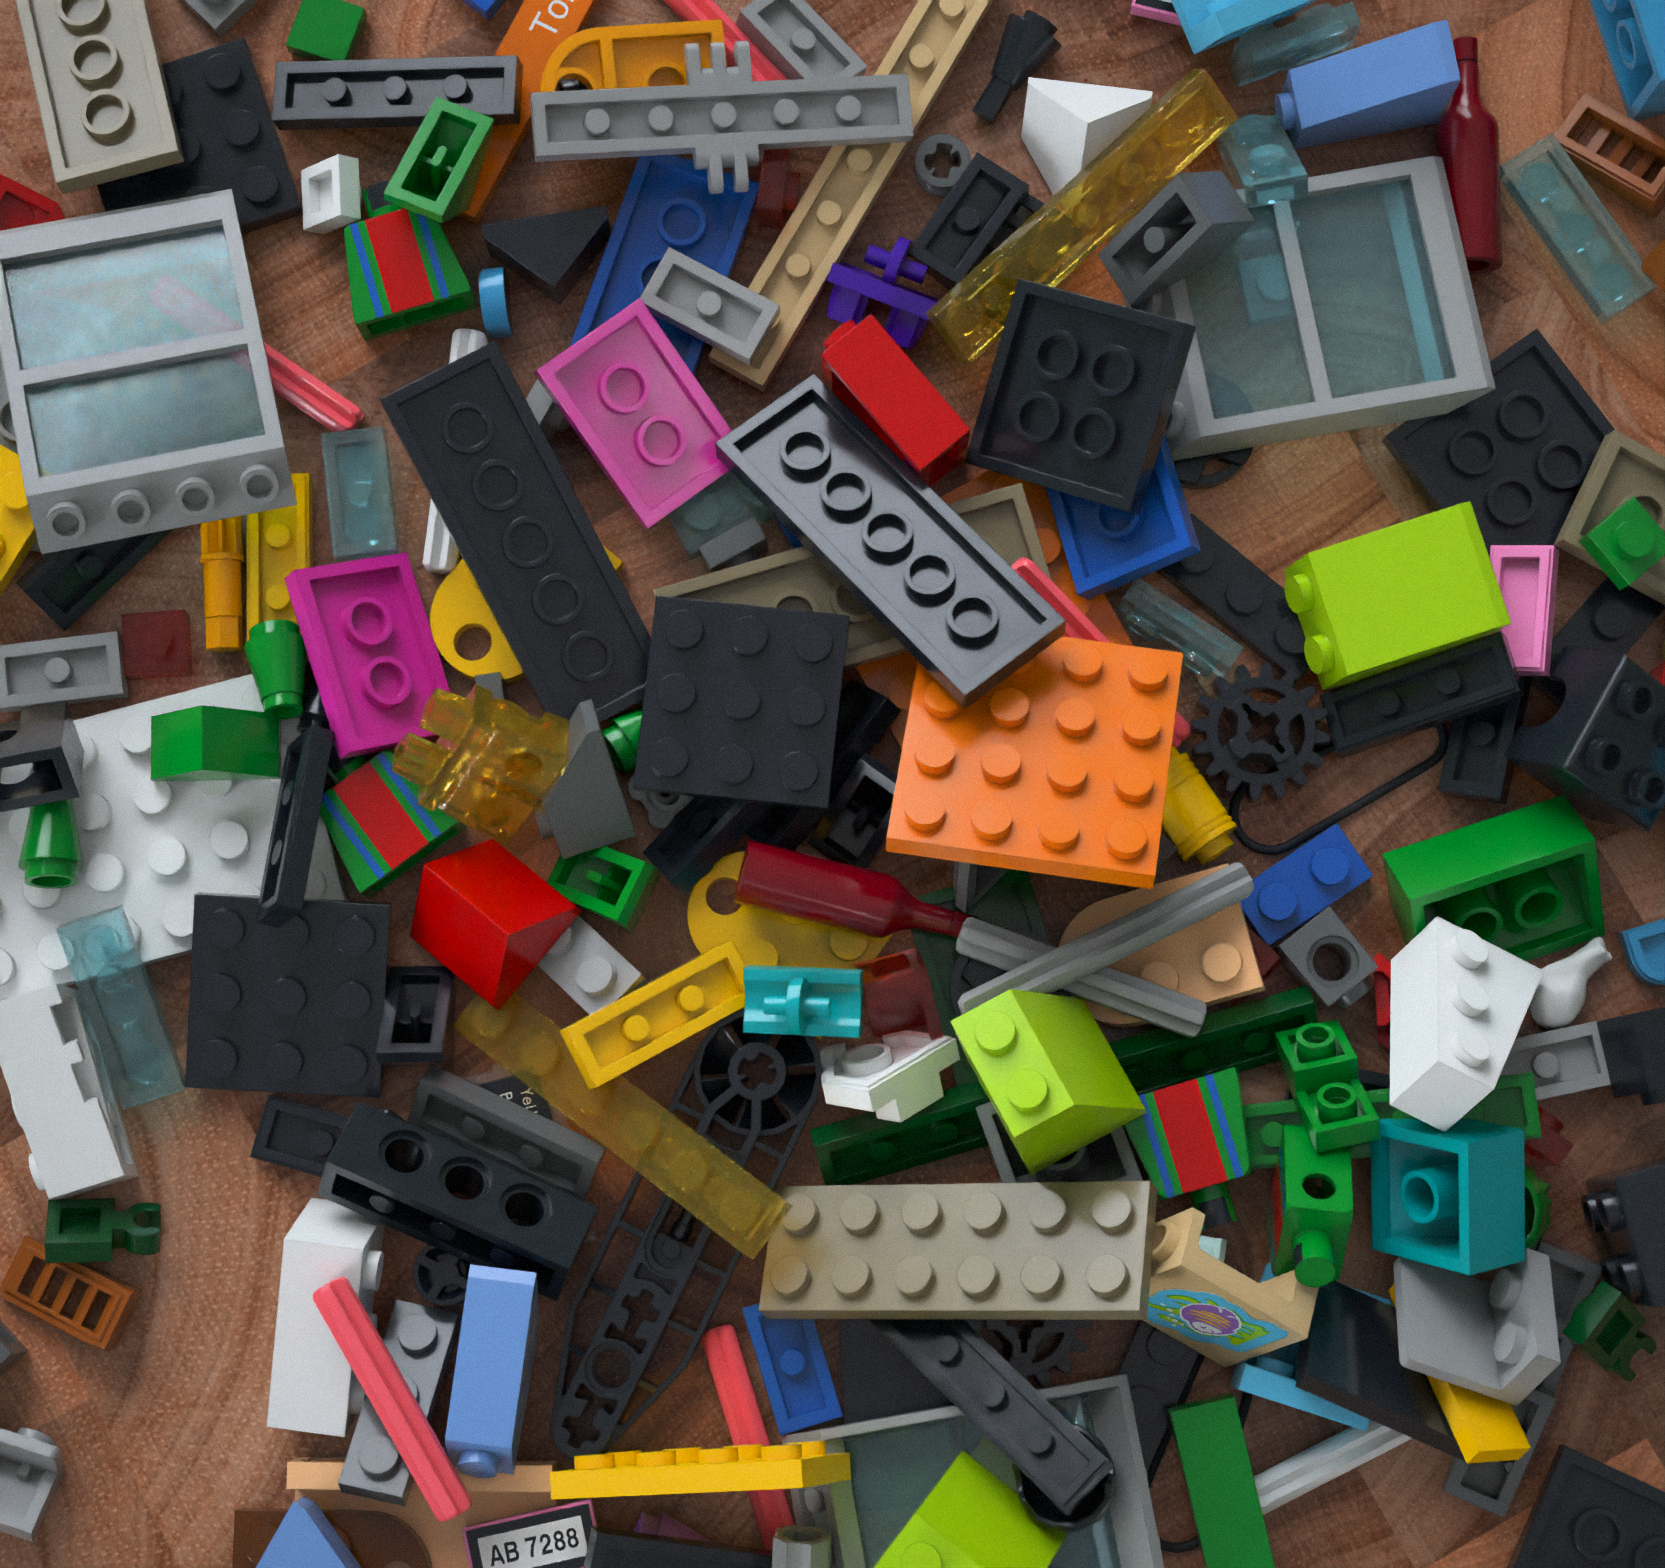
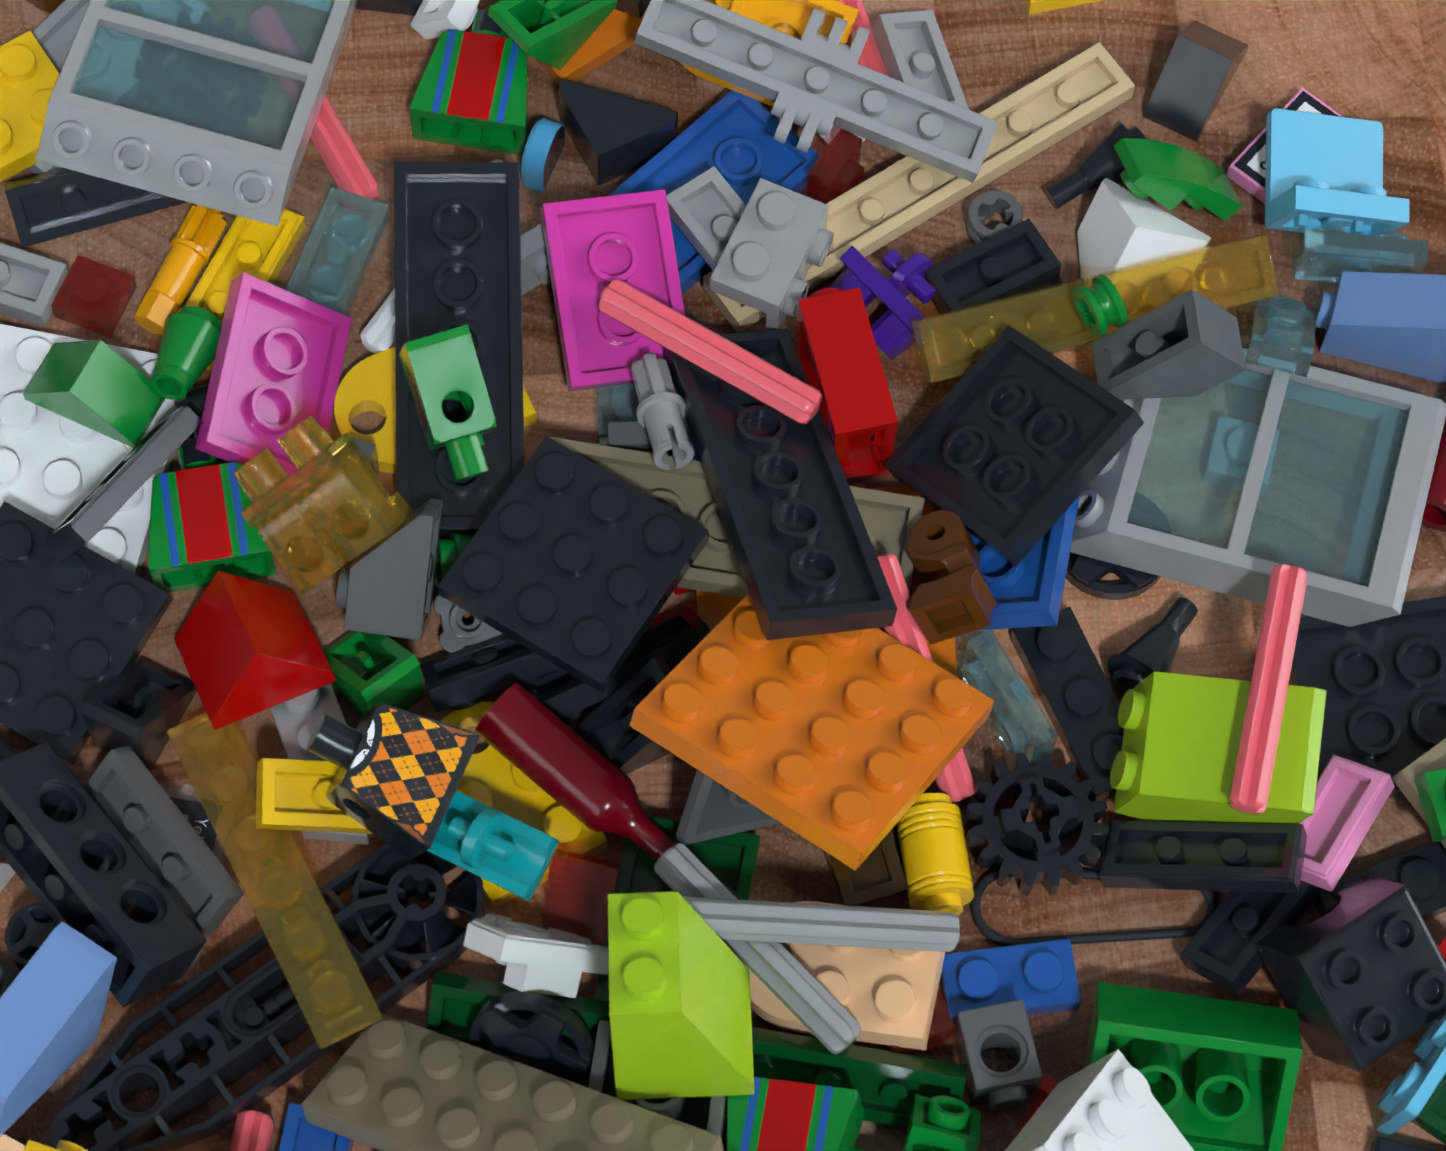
camera: 20 degrees right, 15 degrees down
(535, 590) = (443, 370): none -> torso
(689, 982) = (394, 772): none -> torso
(745, 517) = (661, 412): none -> light grey axle
(763, 440) = (710, 351): none -> coral axle
(764, 308) = (773, 252): none -> light grey bracket
(930, 1153) = (536, 1039): none -> black wheel
(1073, 535) = (954, 590): none -> reddish brown leg
(1091, 43) = (1175, 175): none -> green slope
(1092, 219) = (1099, 305): none -> green bush
(1283, 529) = (1152, 649): none -> black cone
(1421, 526) = (1268, 689): none -> coral axle

